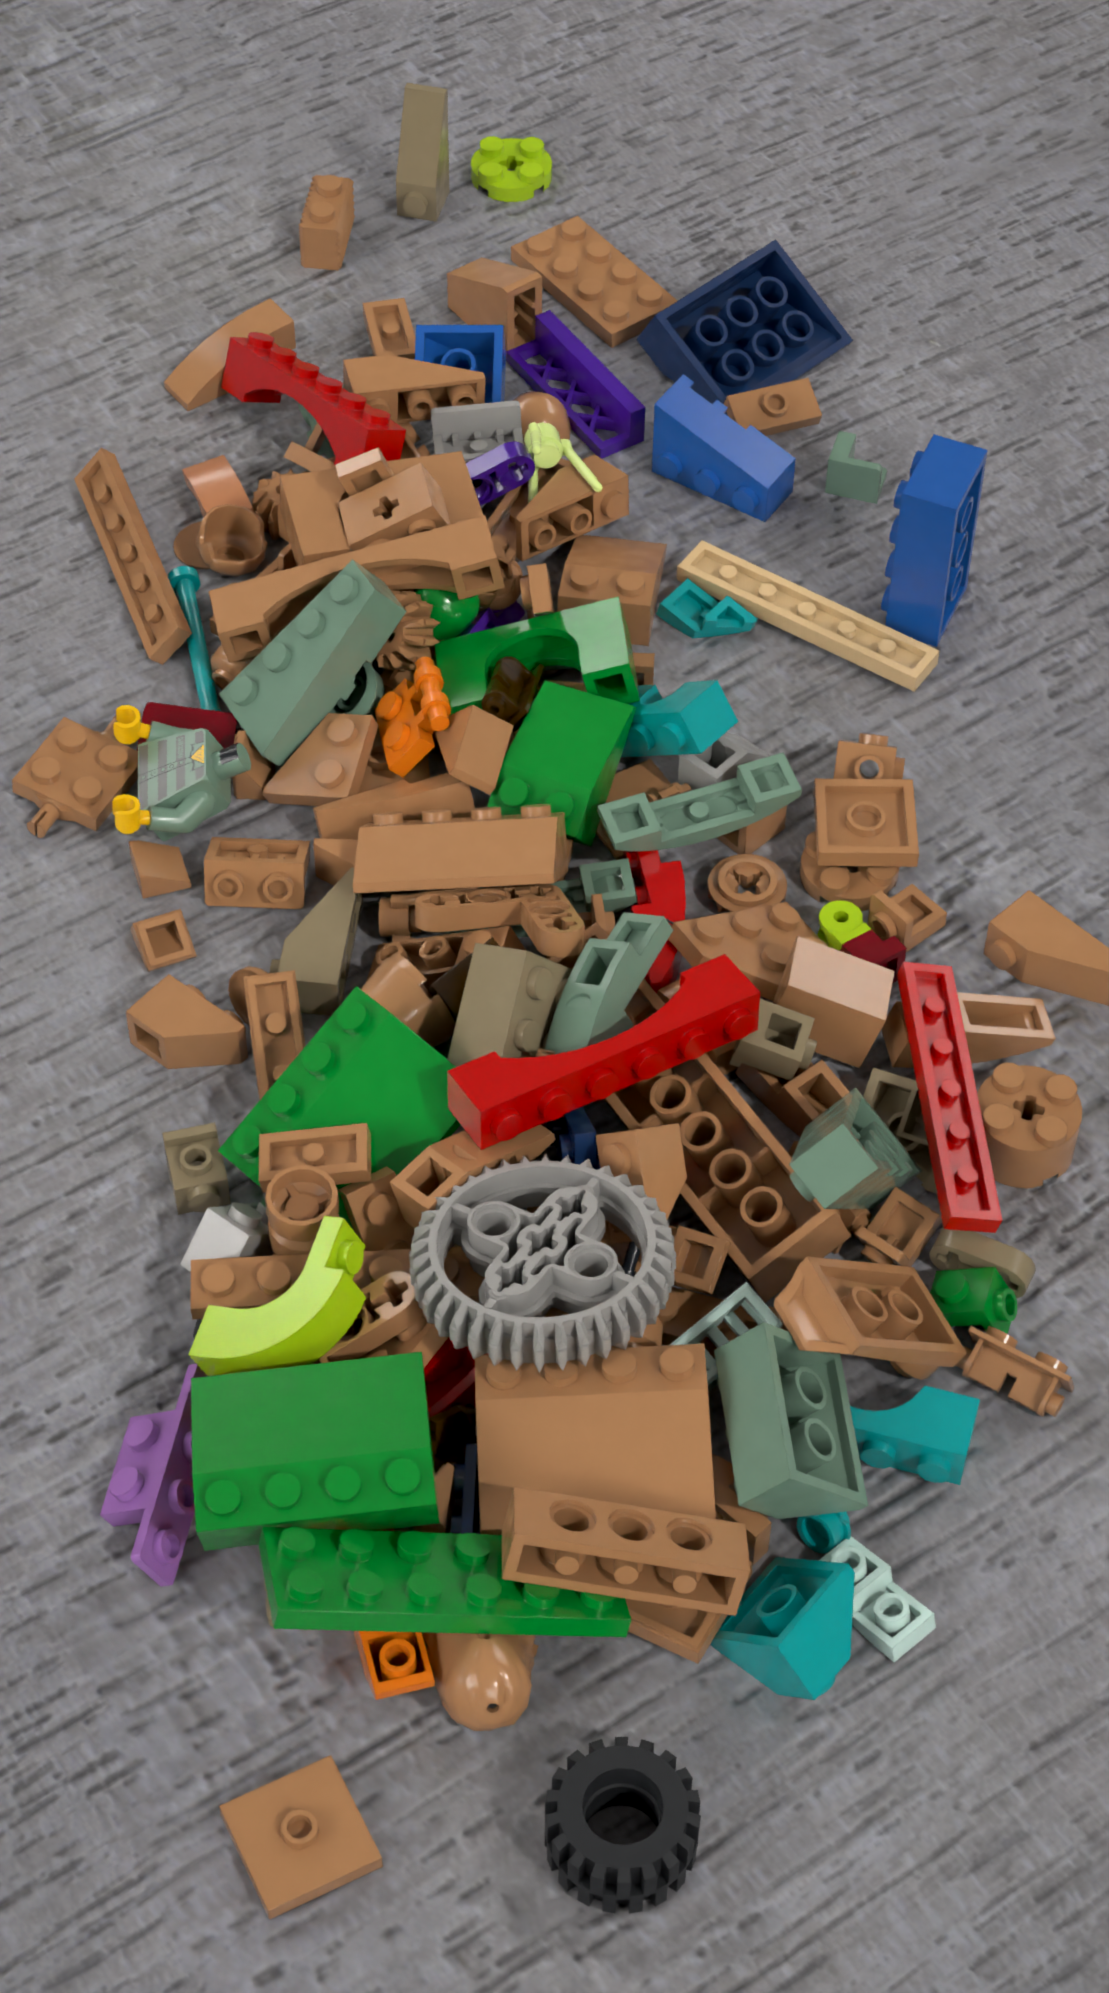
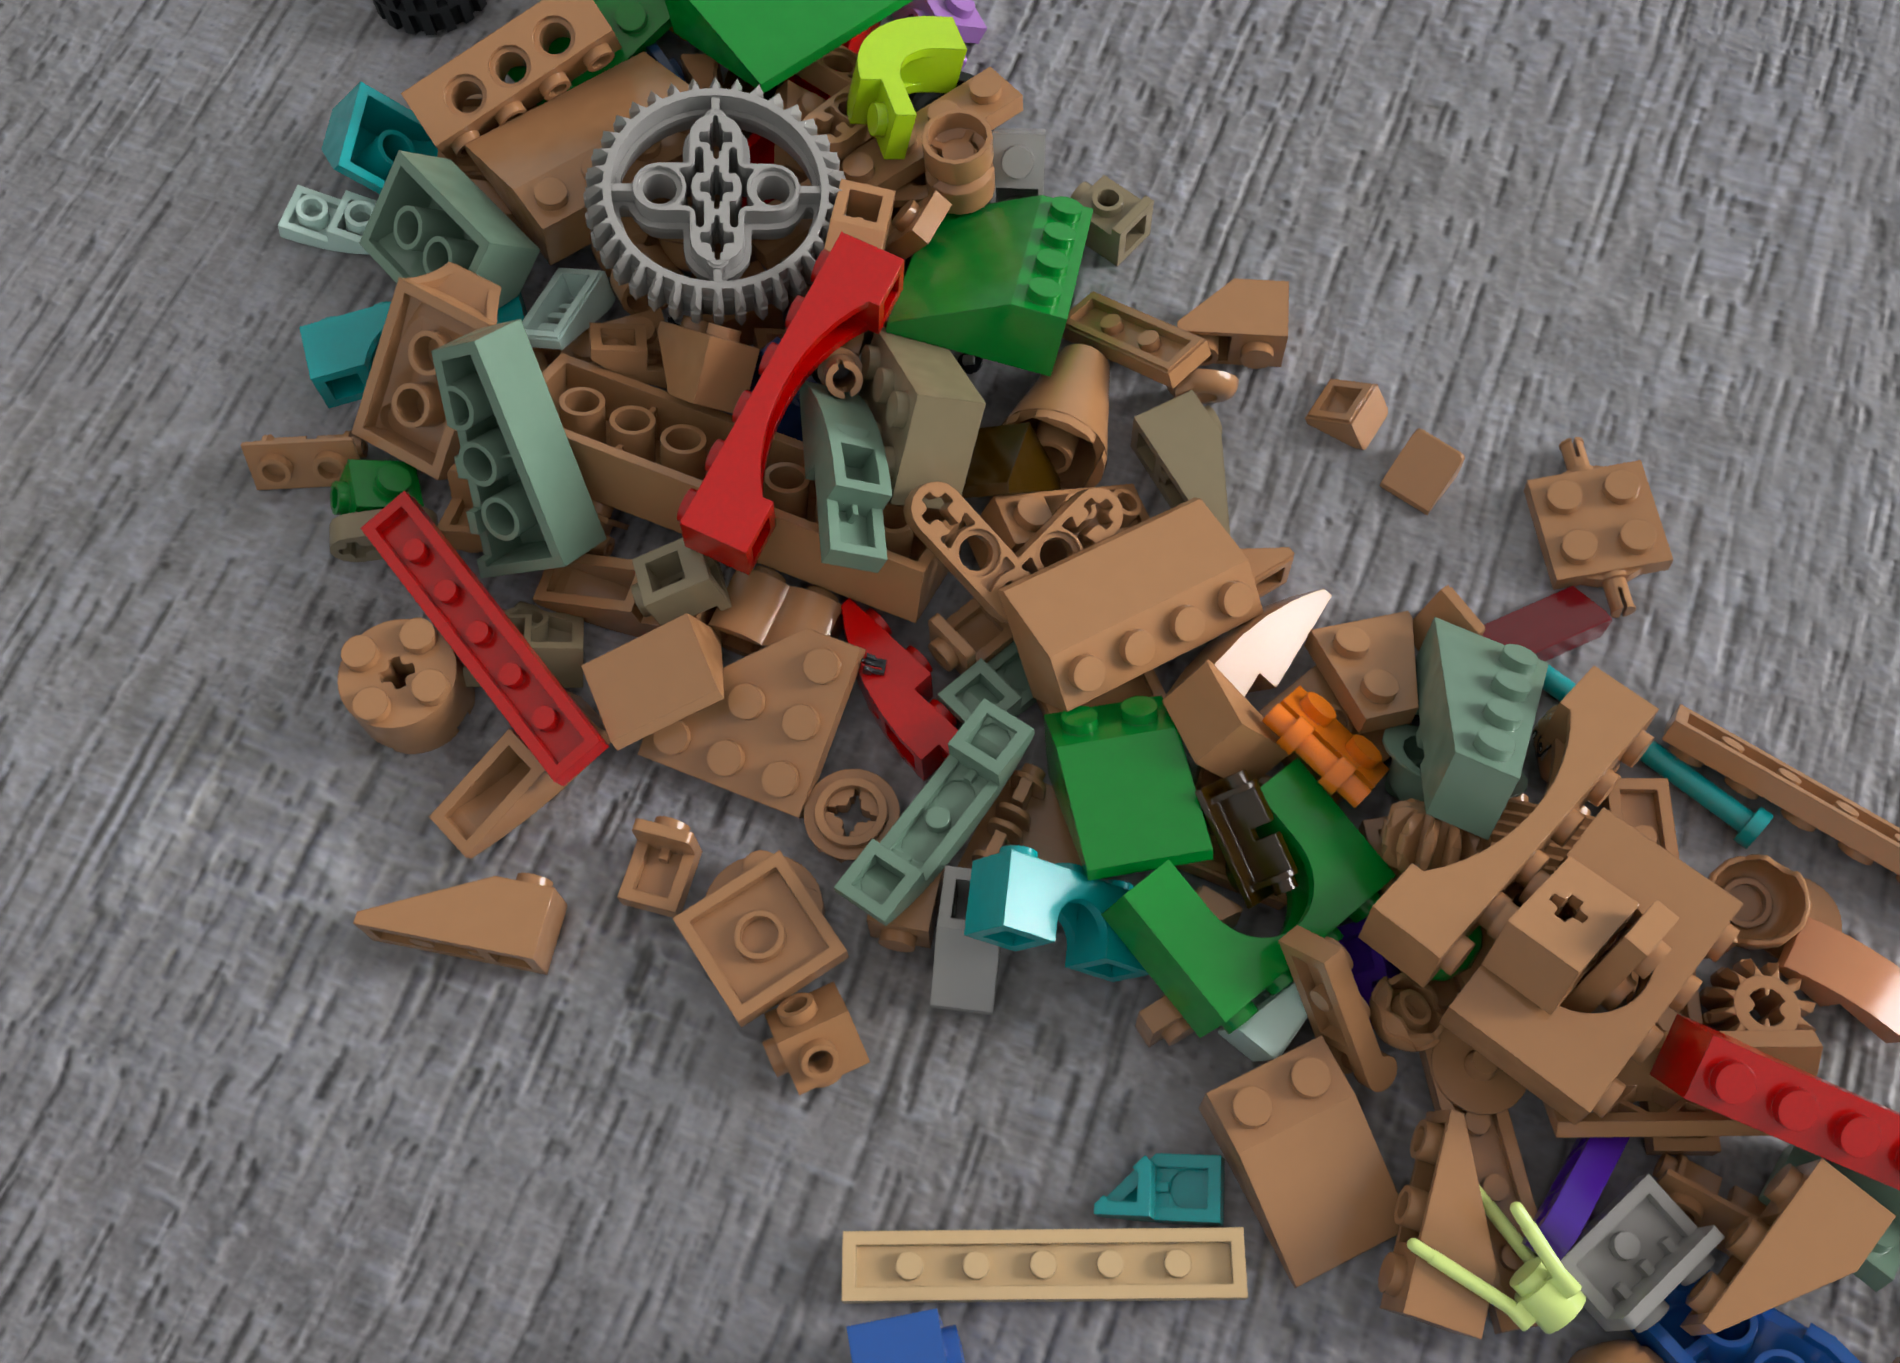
camera: 150 degrees right, 15 degrees up
(179, 776) = (1488, 548): sand green torso -> none
(256, 872) = (1334, 522): medium nougat bracket -> none
(337, 1150) = (986, 201): medium nougat plate -> none
(845, 931) = (690, 797): leg -> none

